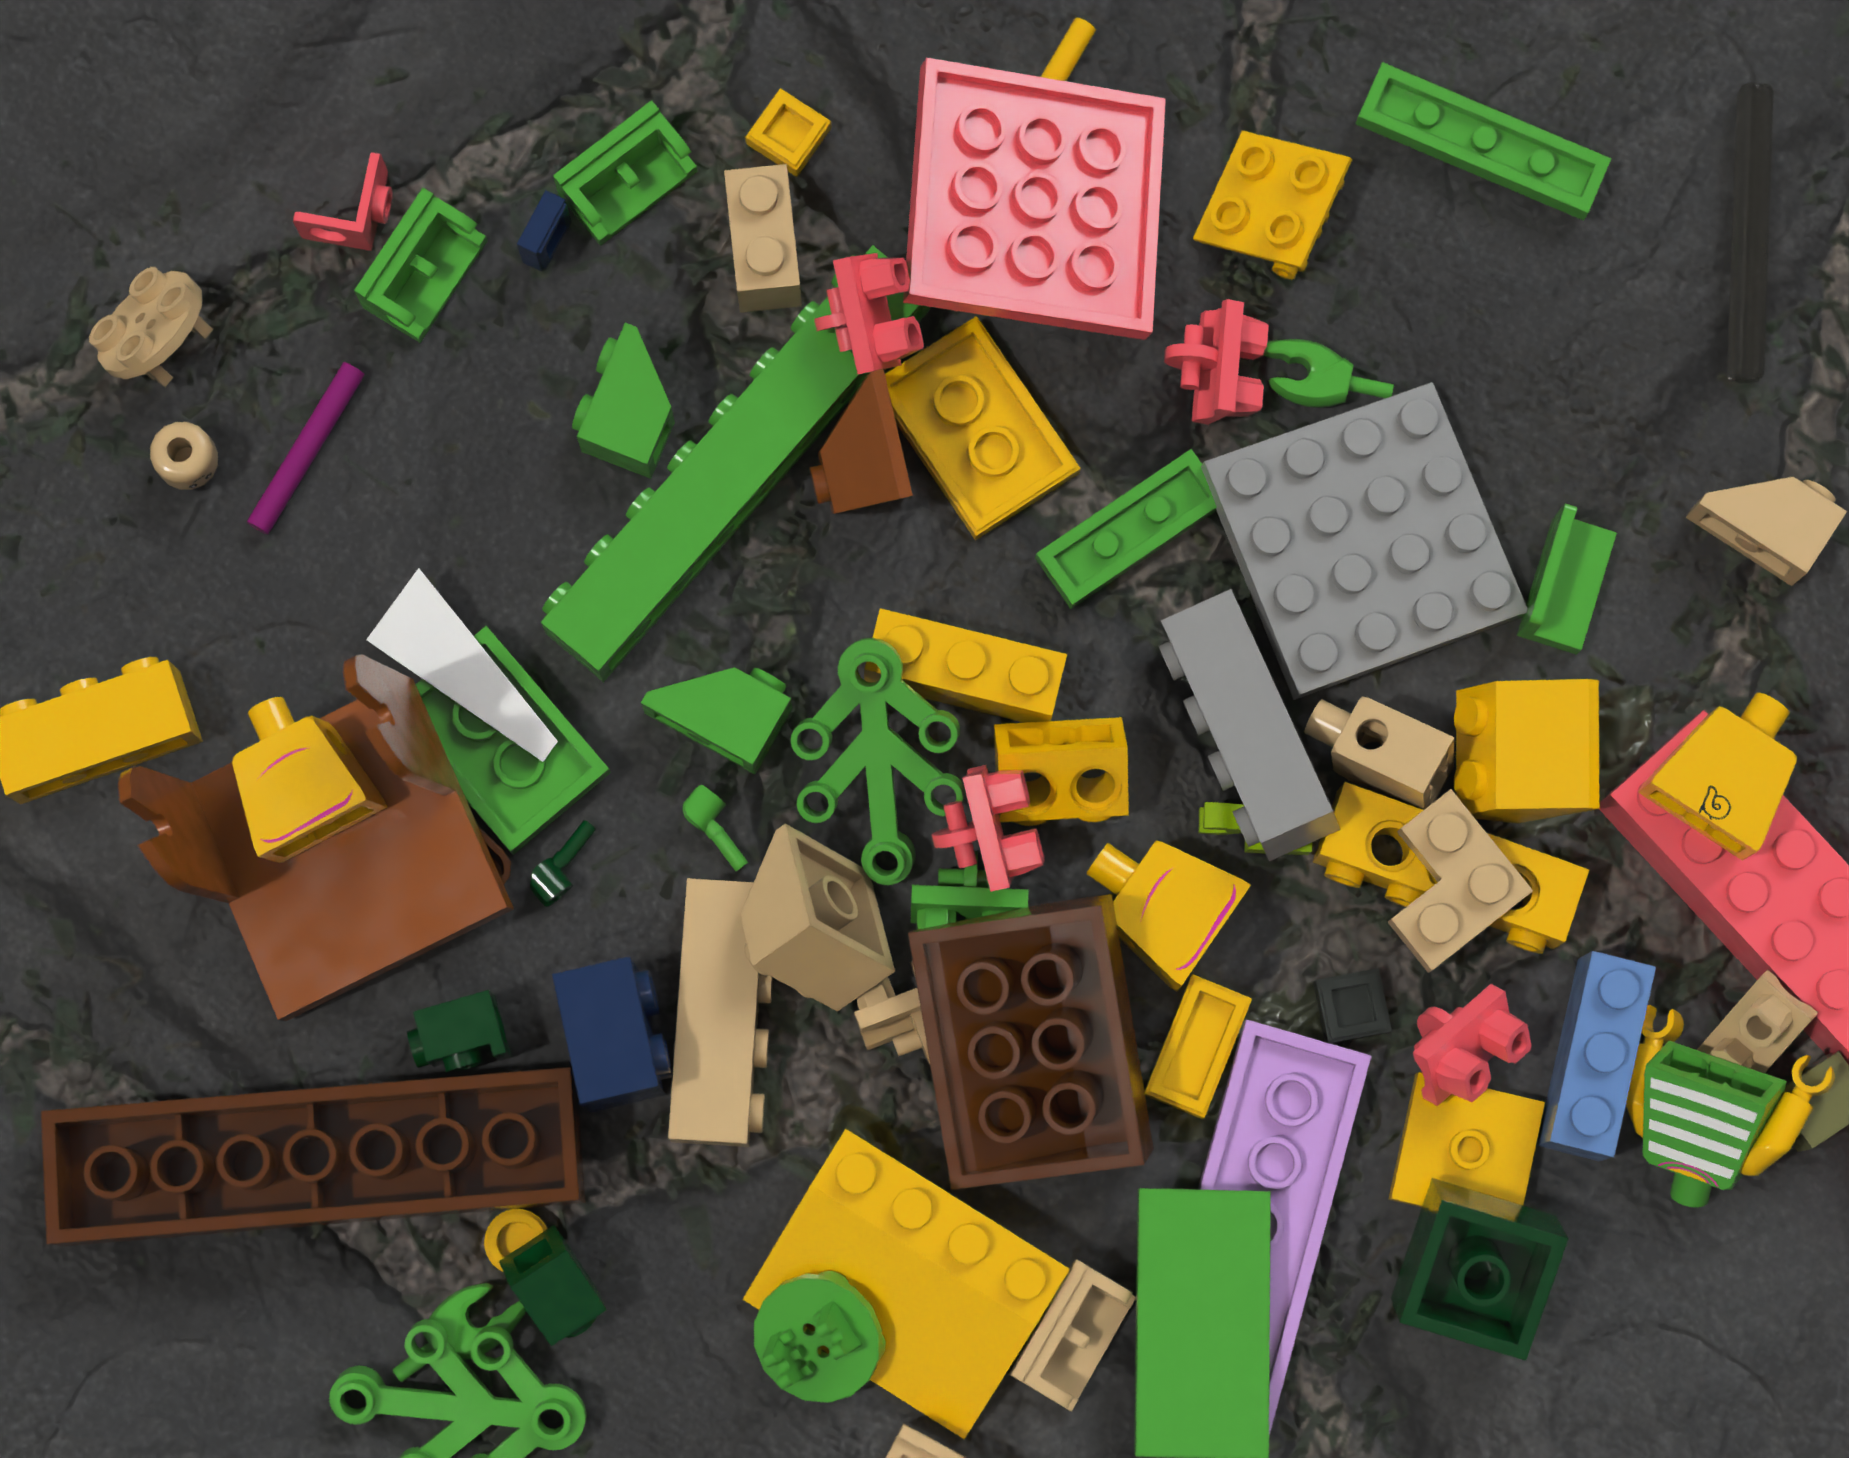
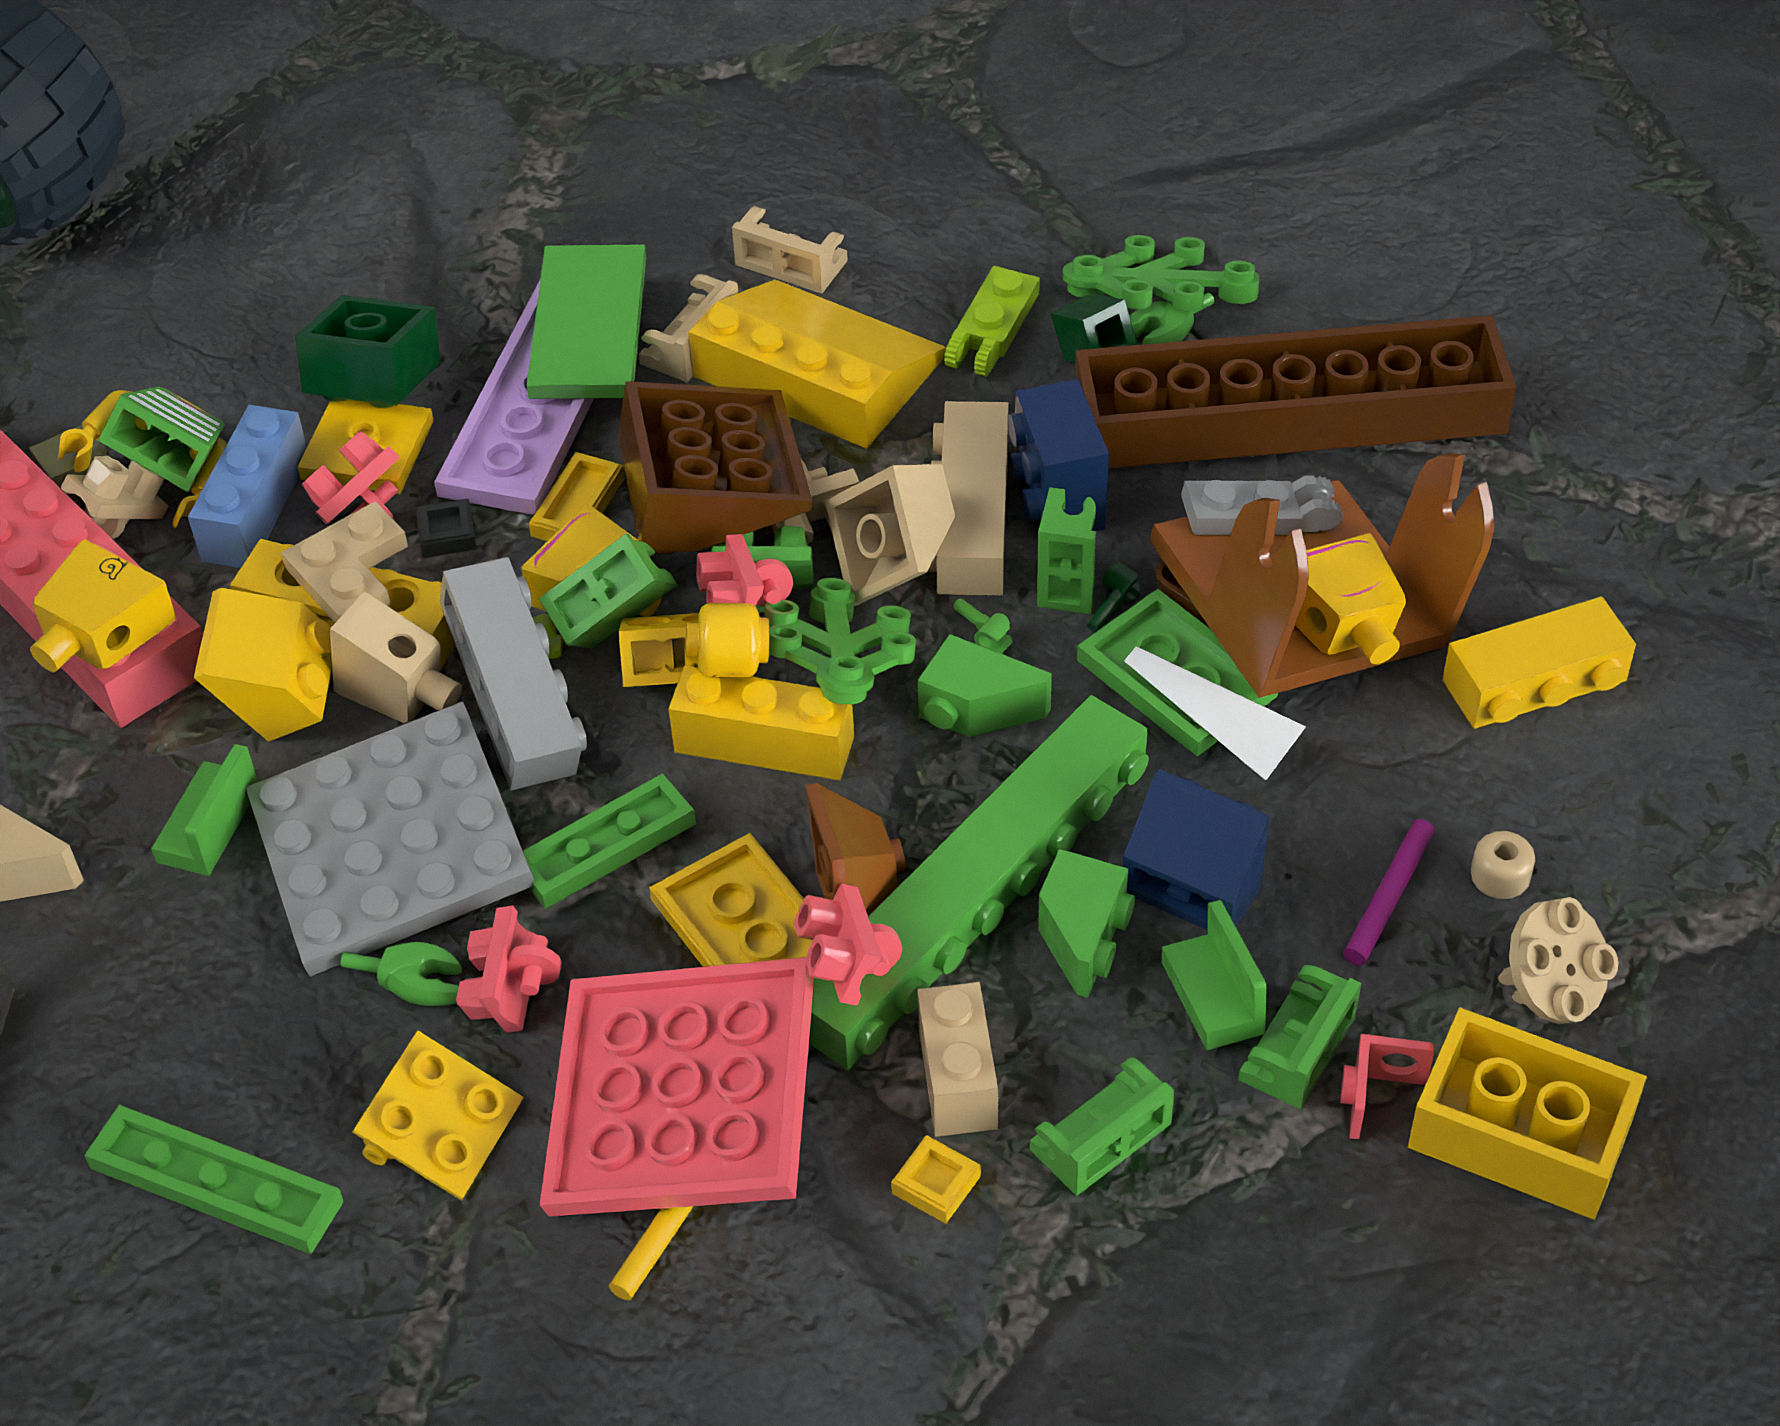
camera: 175 degrees left, 30 degrees down
(215, 151) = (1526, 1112): none -> yellow brick
(385, 938) = (1303, 504): none -> light grey hinge
(459, 1033) = (1170, 469): dark green brick -> none
(501, 324) = (1218, 982): none -> bright green panel
(504, 458) = (1195, 851): none -> dark blue slope
(544, 231) = (1181, 1059): dark blue tile -> none
(614, 876) = (1066, 556): none -> bright green hinge
(679, 1351) = (993, 318): none -> lime hinge
(841, 1323) = (888, 310): bright green plate -> none
(1001, 714) = (728, 640): none -> yellow head
(1144, 821) = (605, 590): none -> bright green hinge

